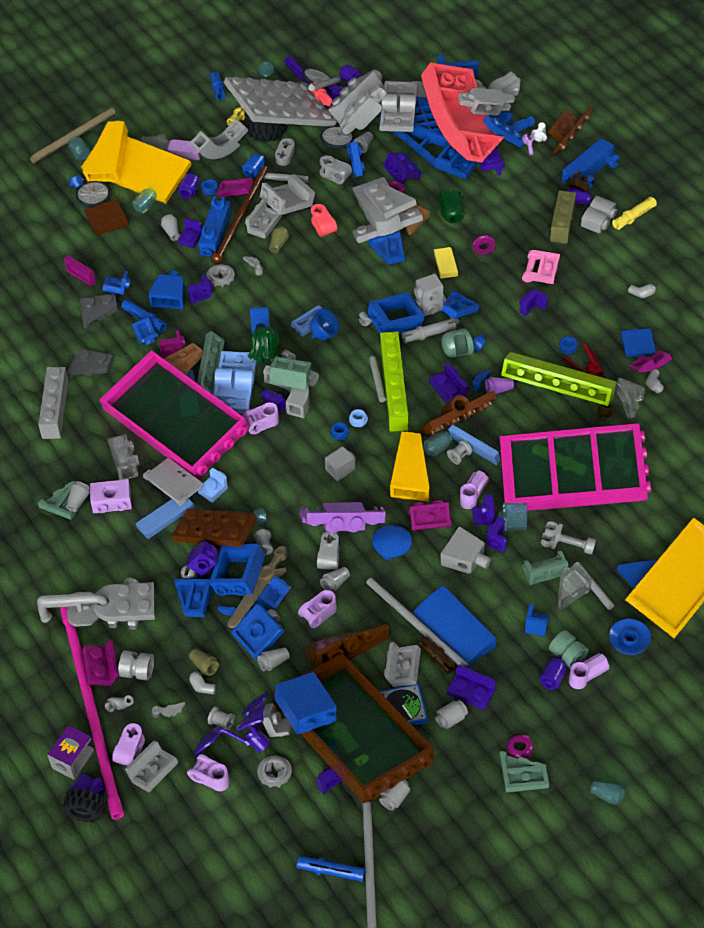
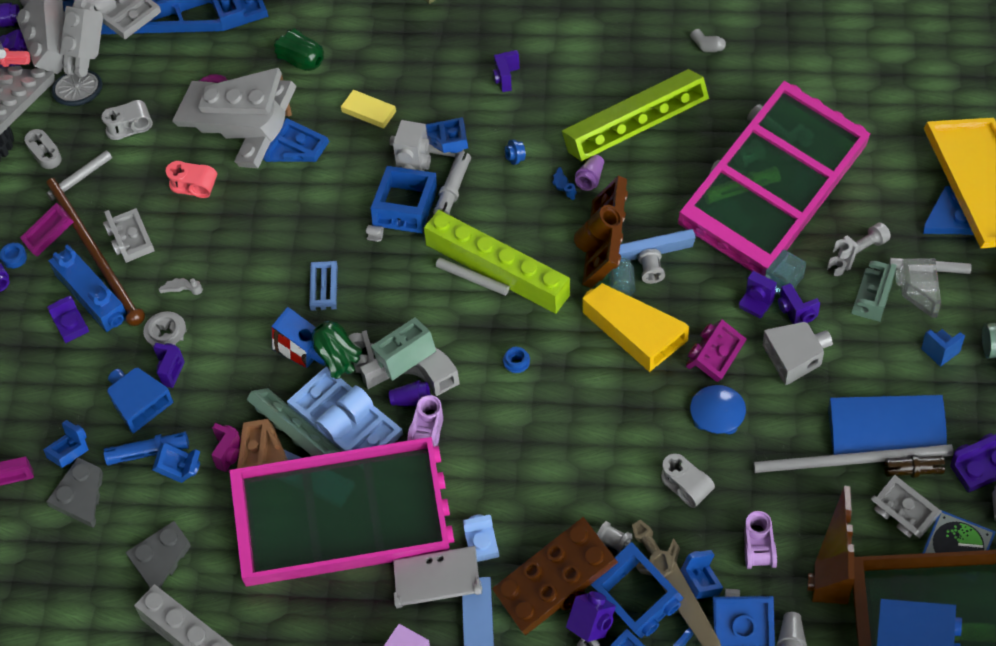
camera: 50 degrees left, 5 degrees up
(123, 458) = (352, 609): clear brick -> none
(170, 225) = (35, 332): light grey cone -> none
(253, 165) = (33, 190): blue brick -> none
(261, 516) = (569, 516): clear light blue hinge -> none
(278, 239) = (171, 237): olive cone -> none
(288, 197) = (120, 185): light grey panel -> none
(324, 325) = (350, 277): blue piece -> none
(334, 579) = (728, 501): light grey cone -> none
(340, 463) = (566, 388): light grey brick -> none
(343, 516) = (659, 432): medium lavender bracket -> none
(353, 152) = (131, 82): blue plate -> none
(358, 418) = (514, 324): light blue plate -> none
(364, 141) = (114, 69): light grey cone -> none
(401, 167) = (189, 59): dark purple bracket -> none
(449, 384) = (548, 215): dark purple bracket -> none
(454, 343) = (497, 177): sand green helmet -> none
(472, 489) = (716, 288): lavender piece -> none
(484, 240) = (377, 52): magenta piece -> none
(547, 267) = (467, 26): bright pink plate -> none
(568, 345) = (589, 79): blue tile -> none
(593, 367) = (646, 79): dark red plant -> none
(605, 410) = (710, 105): dark brown hinge -> none
(630, 395) = (715, 77): clear slope -> none
(638, 342) = (641, 22): blue piece -> none
(646, 364) = (683, 27): magenta slope -> none

